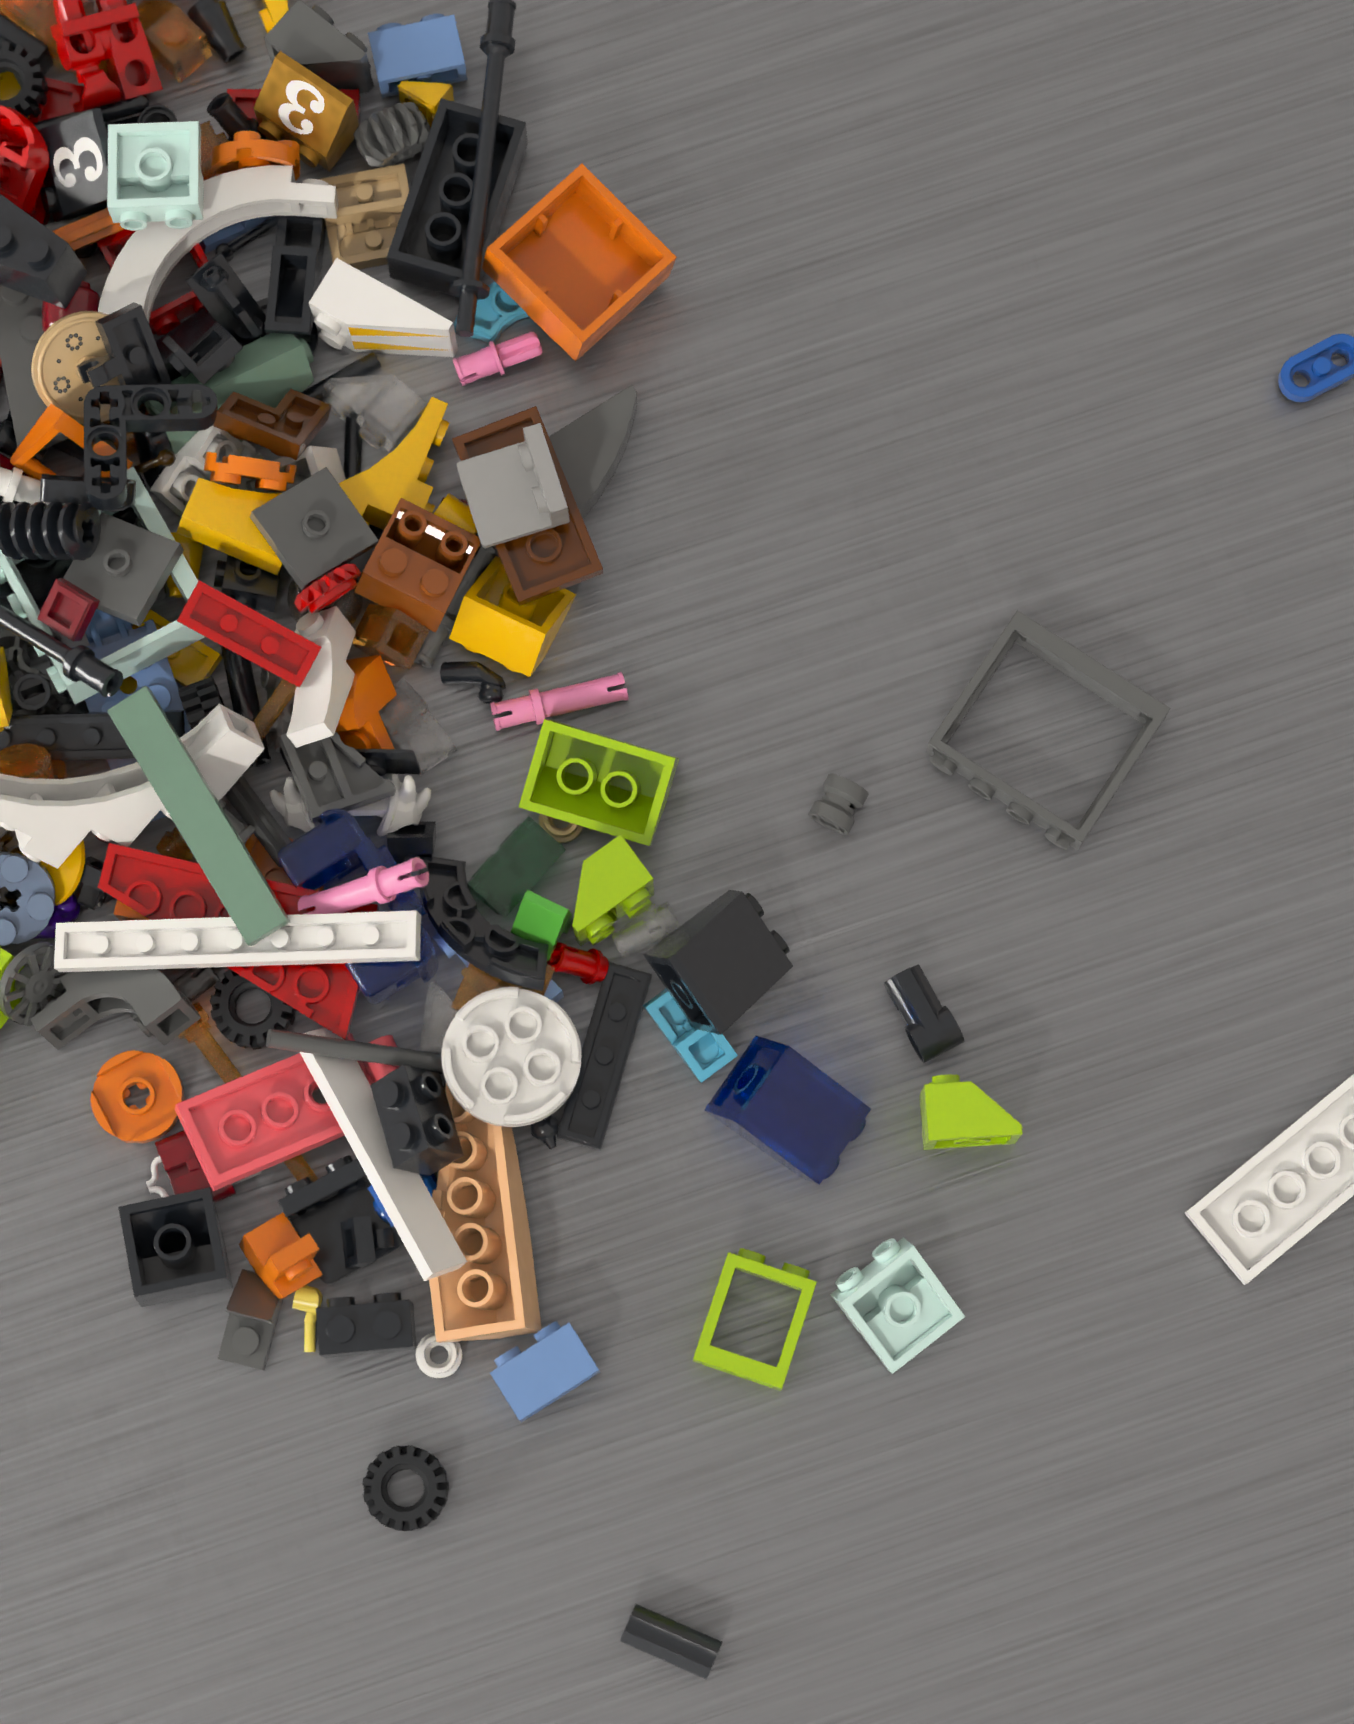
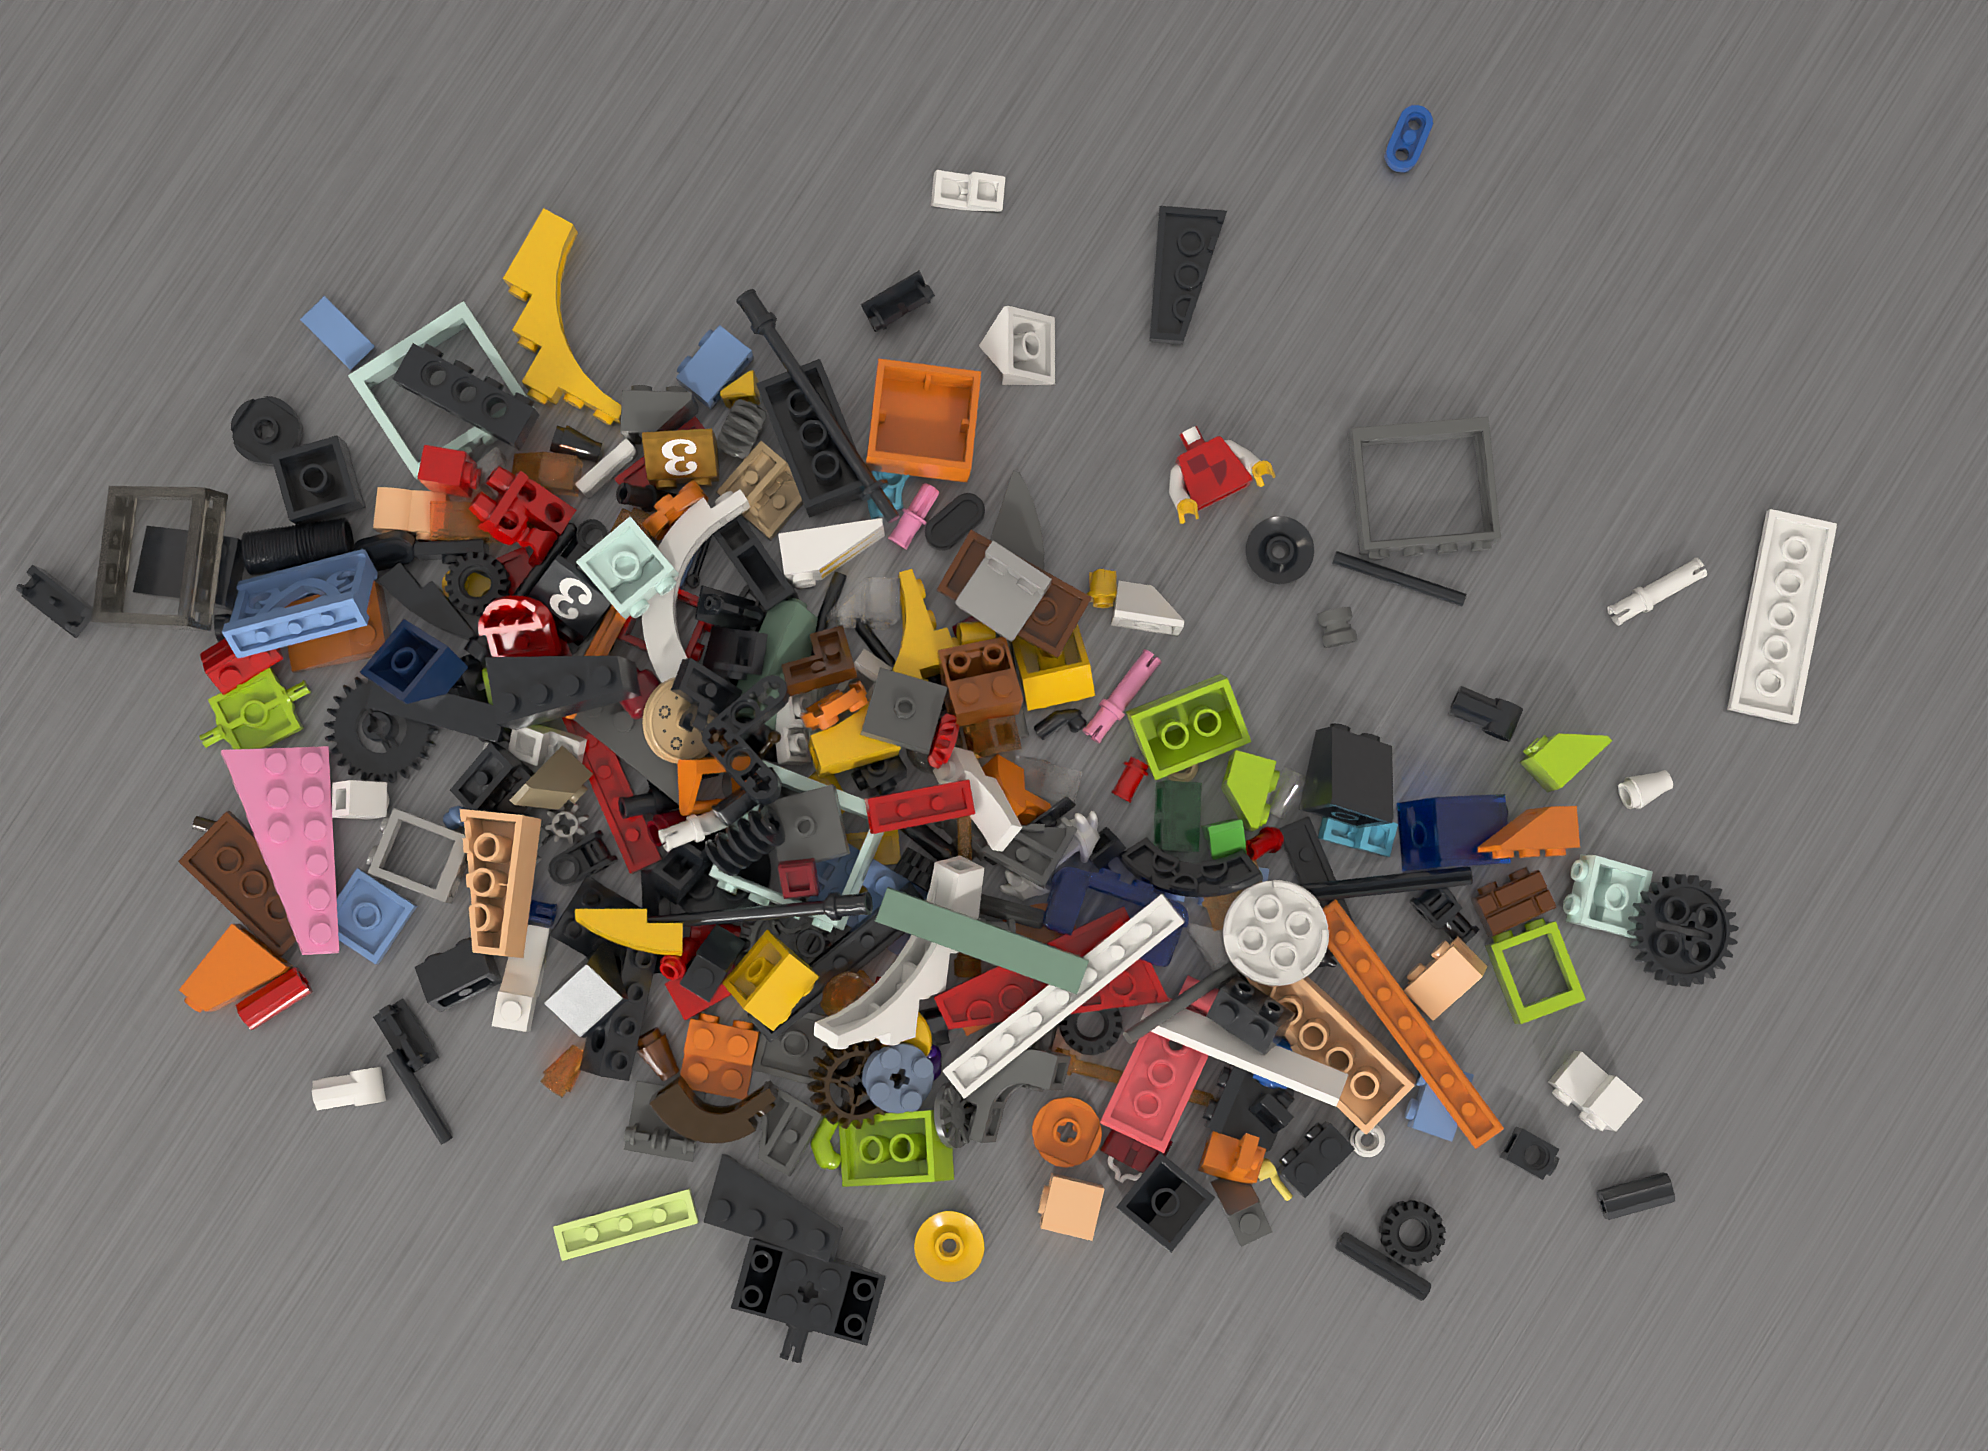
camera: 45 degrees left, 5 degrees up
(76, 1172) = (1070, 1206): none -> light nougat head
(225, 74) = (607, 468): none -> white tile
(347, 1499) = (1383, 1266): none -> black axle
(379, 885) = (1125, 896): bright pink pin -> none
(497, 792) = (1130, 779): none -> red pin
(551, 392) = (954, 521): none -> black tile
(571, 1265) = (1409, 1028): none -> orange tile
(595, 1484) = (1515, 1153): none -> black brick
(628, 577) = (1102, 588): none -> yellow hose
(648, 626) = (1144, 609): none -> white slope
(653, 1247) = (1444, 978): none -> light nougat brick
(656, 131) = (897, 301): none -> black hinge
(673, 1104) = (1390, 883): none -> black axle
(710, 1182) = (1444, 913): none -> black connector
(712, 1491) = (1600, 1097): none -> white brick
(745, 272) = (1022, 347): none -> white slope
(791, 1229) = (1512, 902): none -> reddish brown brick
(819, 80) = (968, 192): none -> white slope
(834, 546) = (1211, 472): none -> torso
(848, 658) = (1290, 536): none -> black dish
(875, 1173) = (1536, 830): none -> orange slope
(946, 807) = (1399, 578): none -> black bar
(977, 1376) = (1676, 961): none -> black gear
(980, 314) = (1181, 262): none -> black wing
(1027, 1224) = (1642, 789): none -> white cone
(1207, 1030) = (1644, 598): none -> white pin

